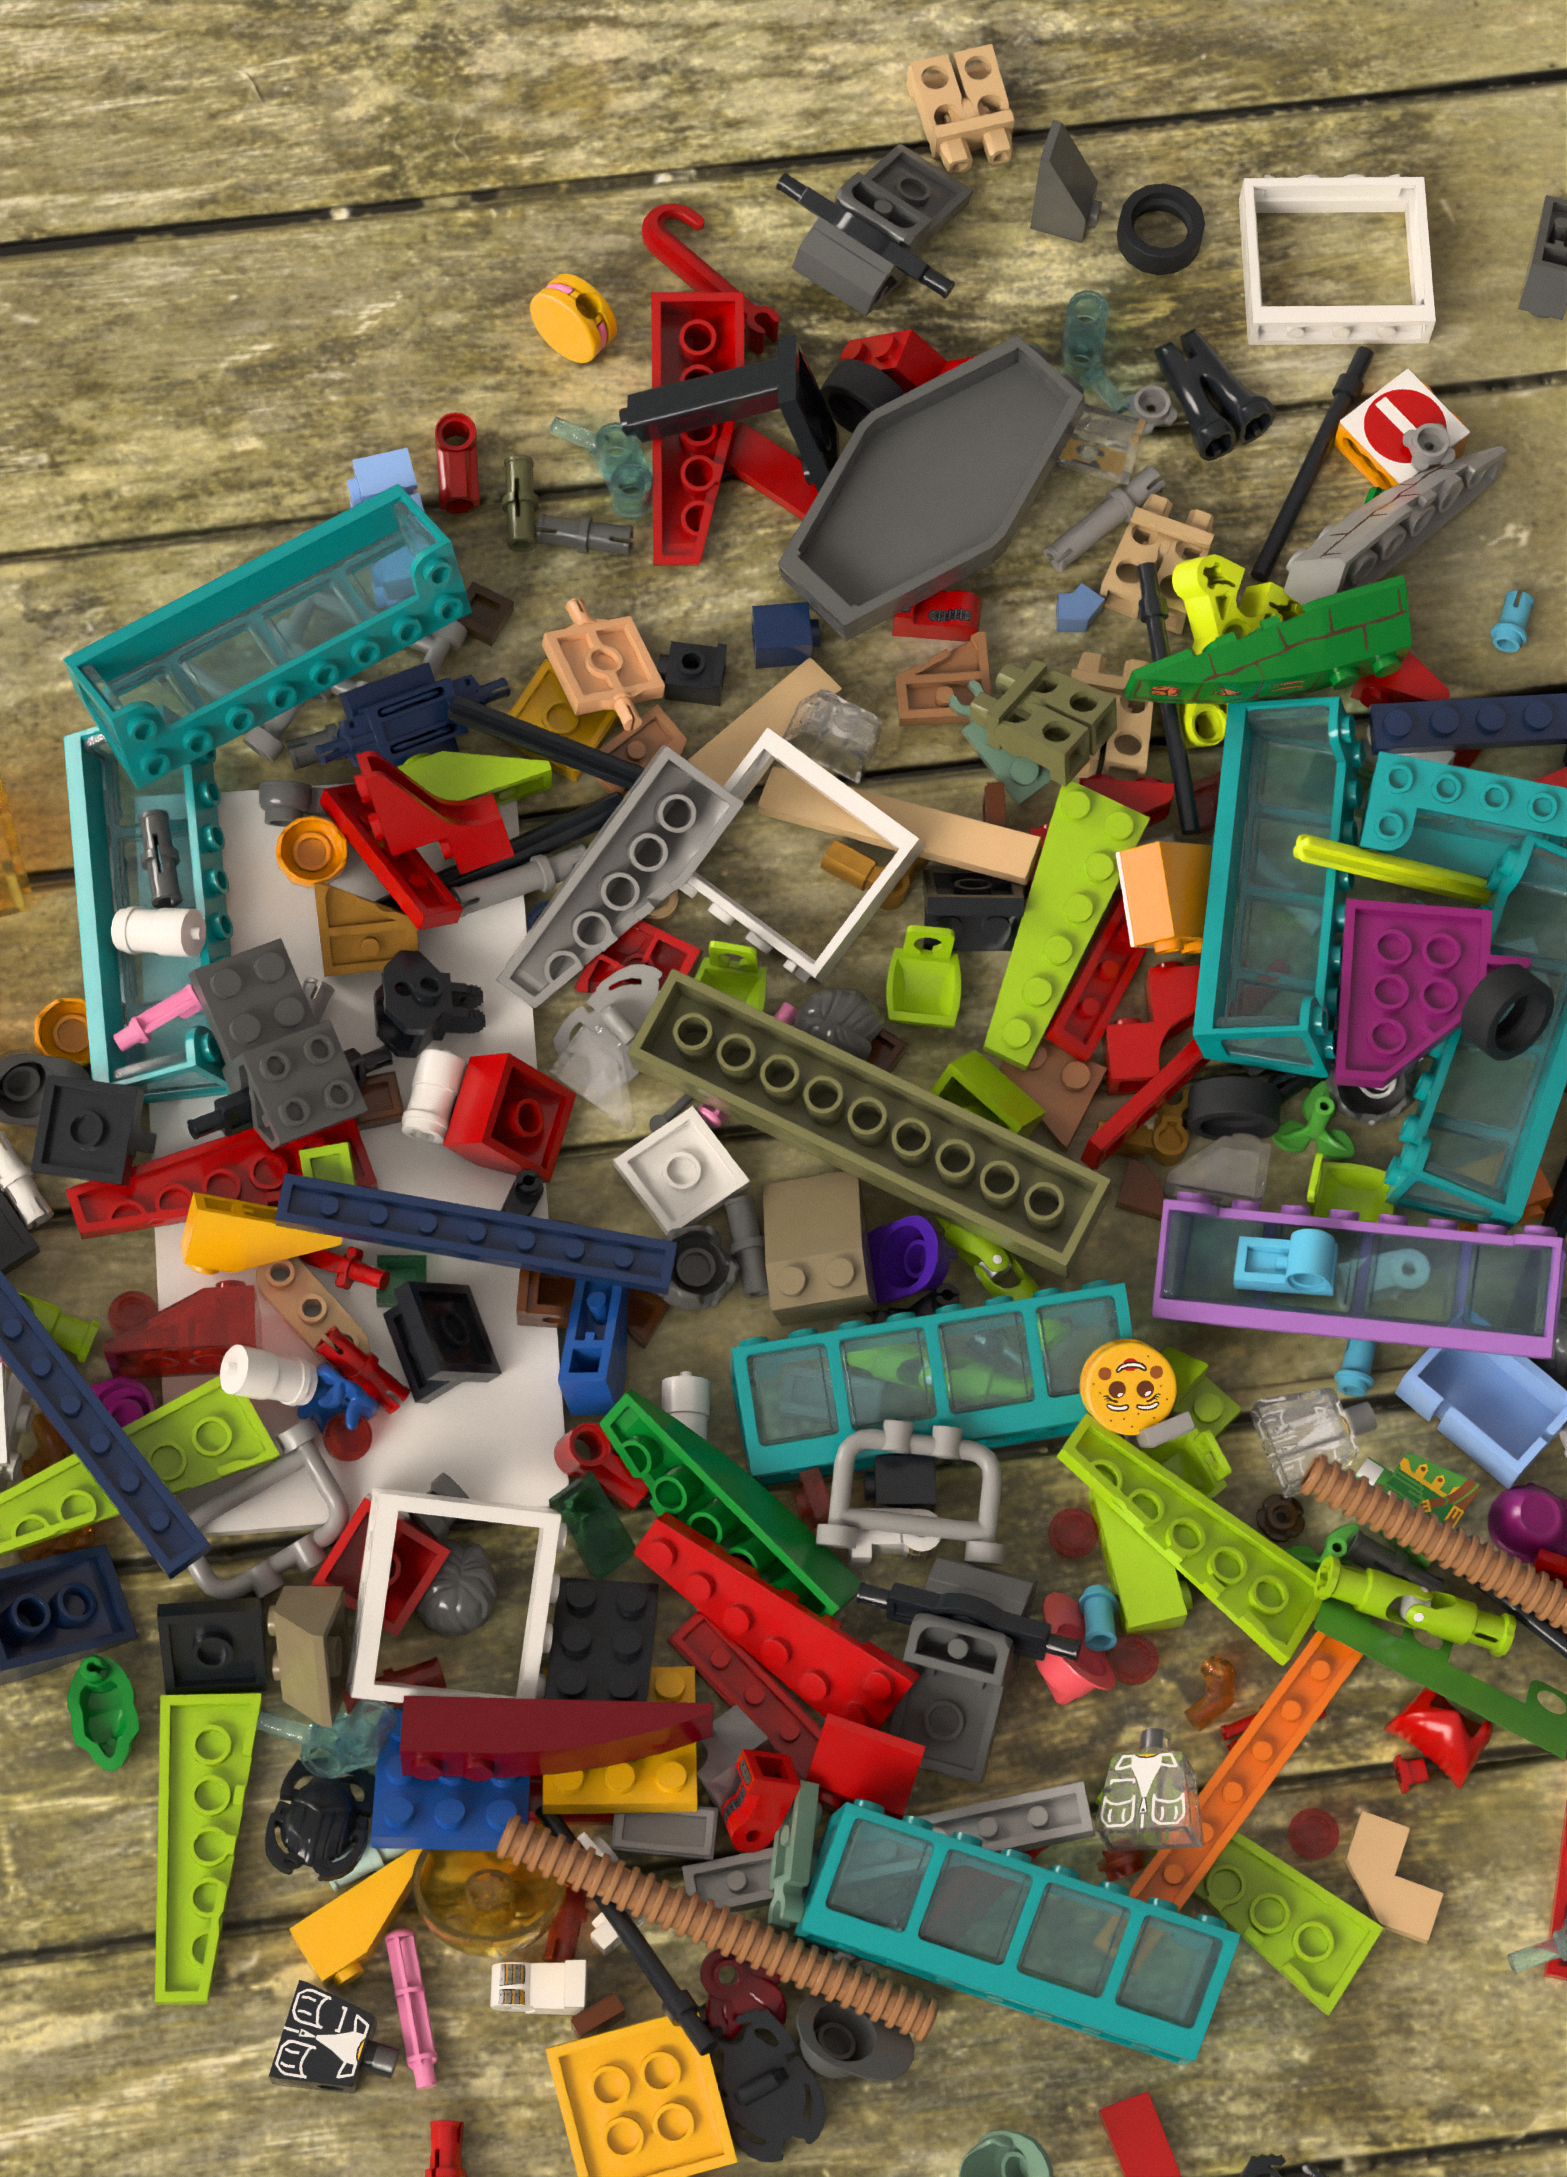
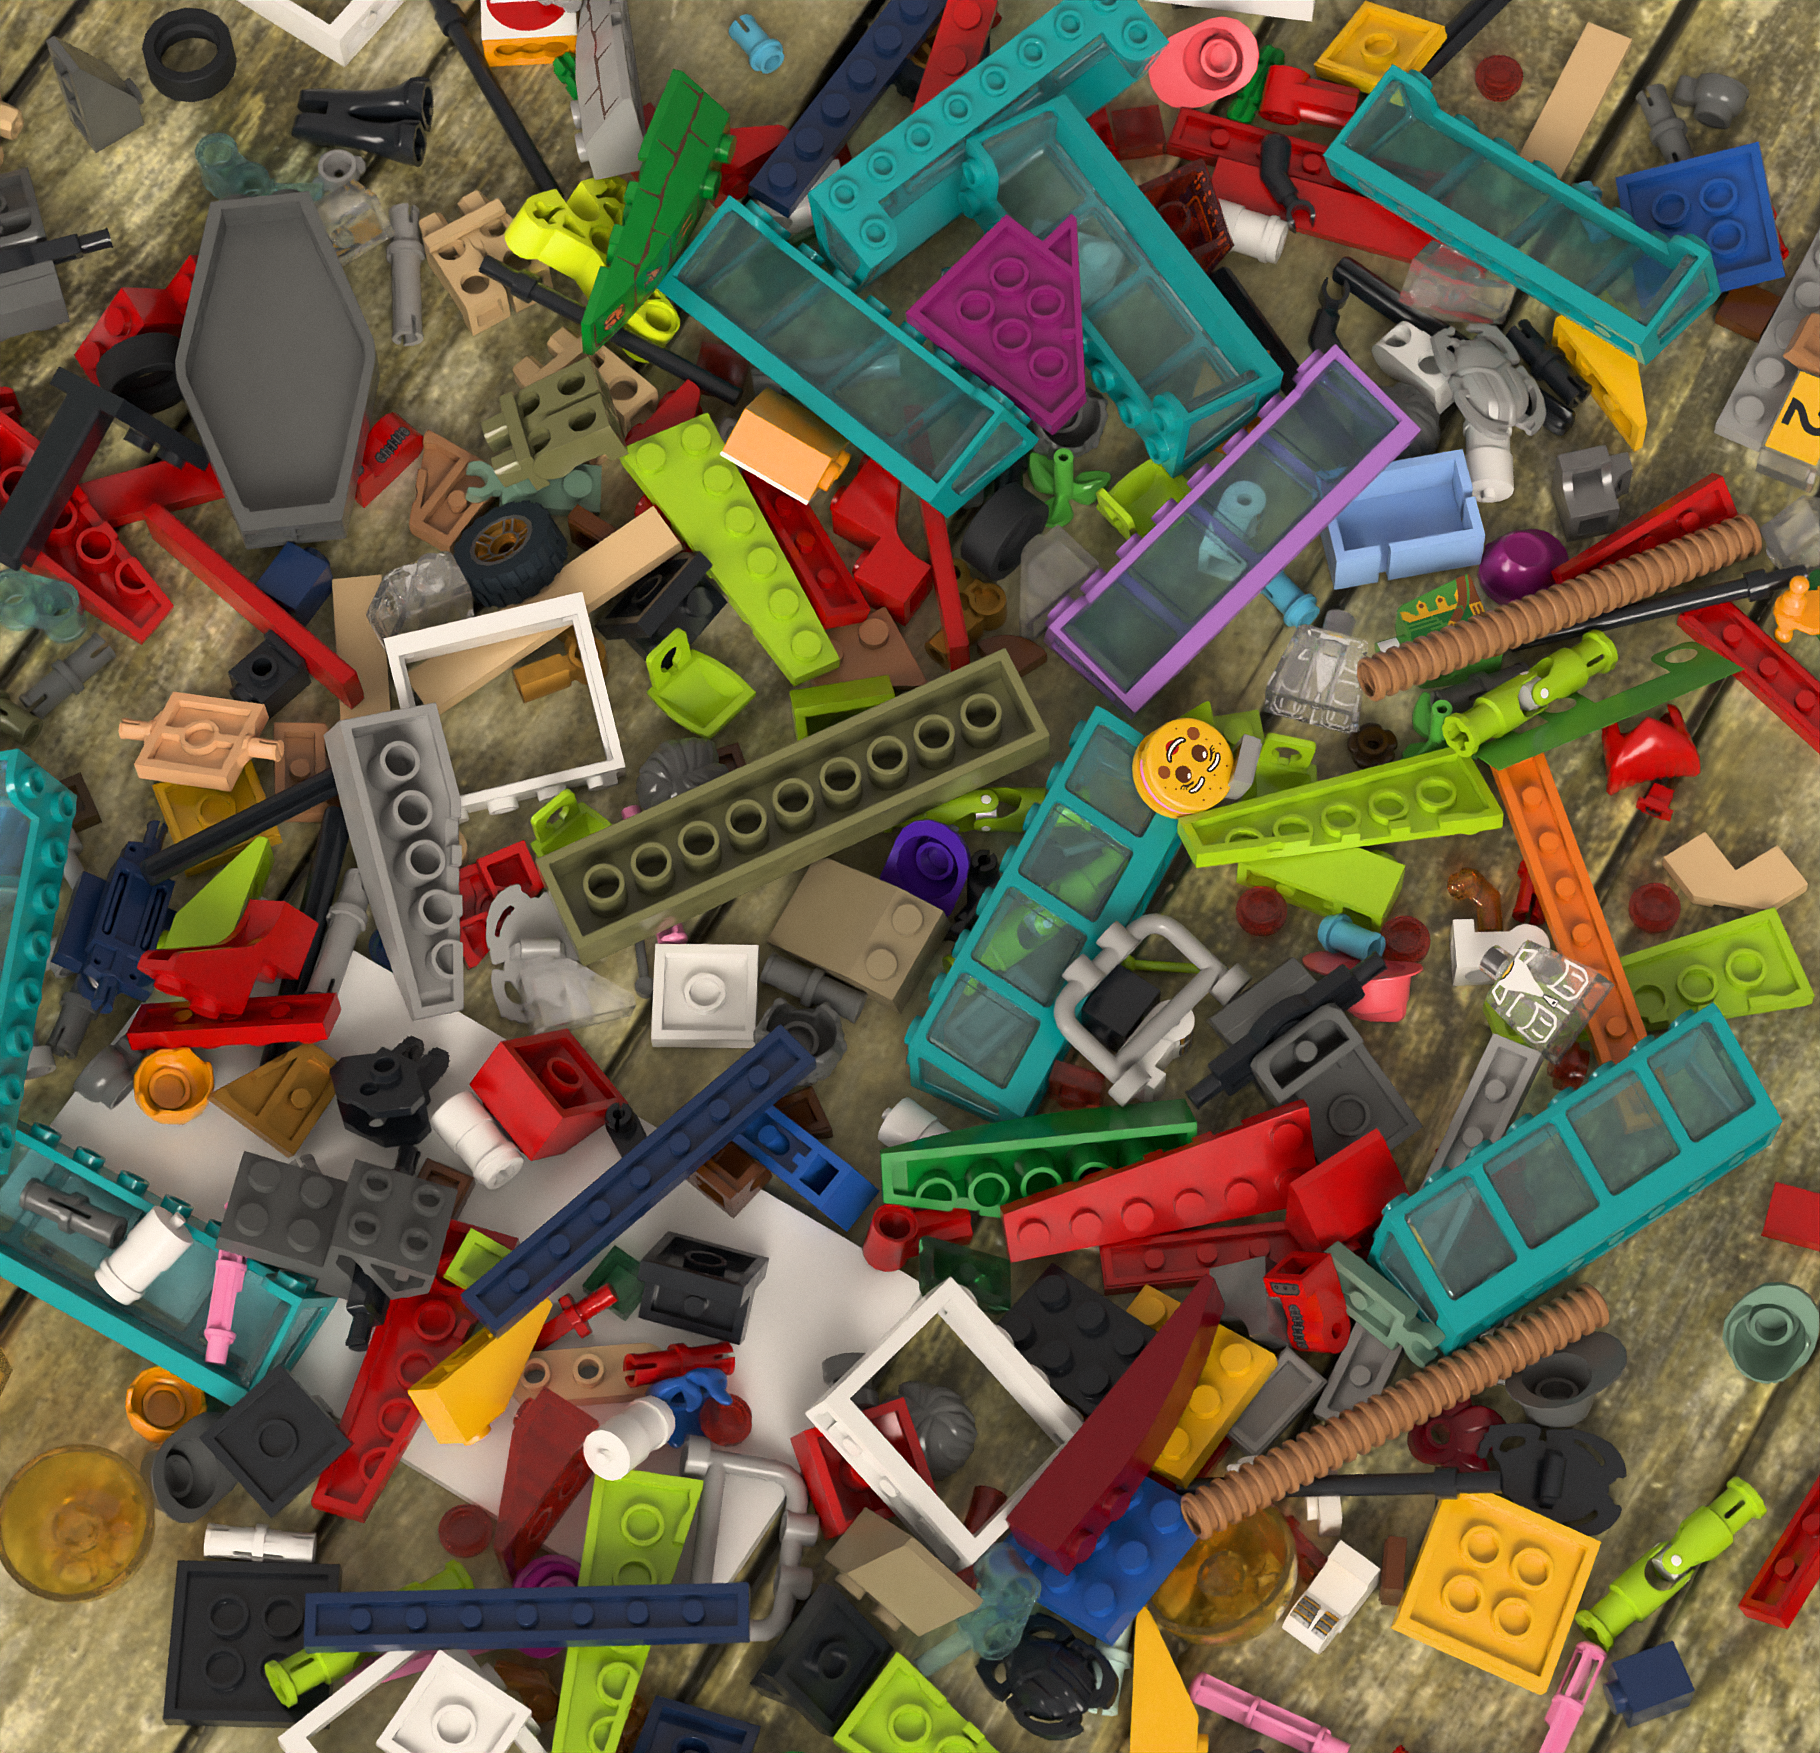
camera: 45 degrees left, 5 degrees down
(740, 618) = (252, 603): none -> red tile
(925, 765) = (511, 553): none -> black wheel
(953, 1466) = (1163, 966): none -> lime hinge
(1078, 609) = (467, 351): medium blue piece -> none
(1163, 1714) = (1470, 946): none -> white leg
(1288, 1266) = (1180, 574): medium azure plate -> none
(1391, 869) = (902, 268): neon yellow axle -> none
(1492, 999) = (1102, 262): black tyre -> none

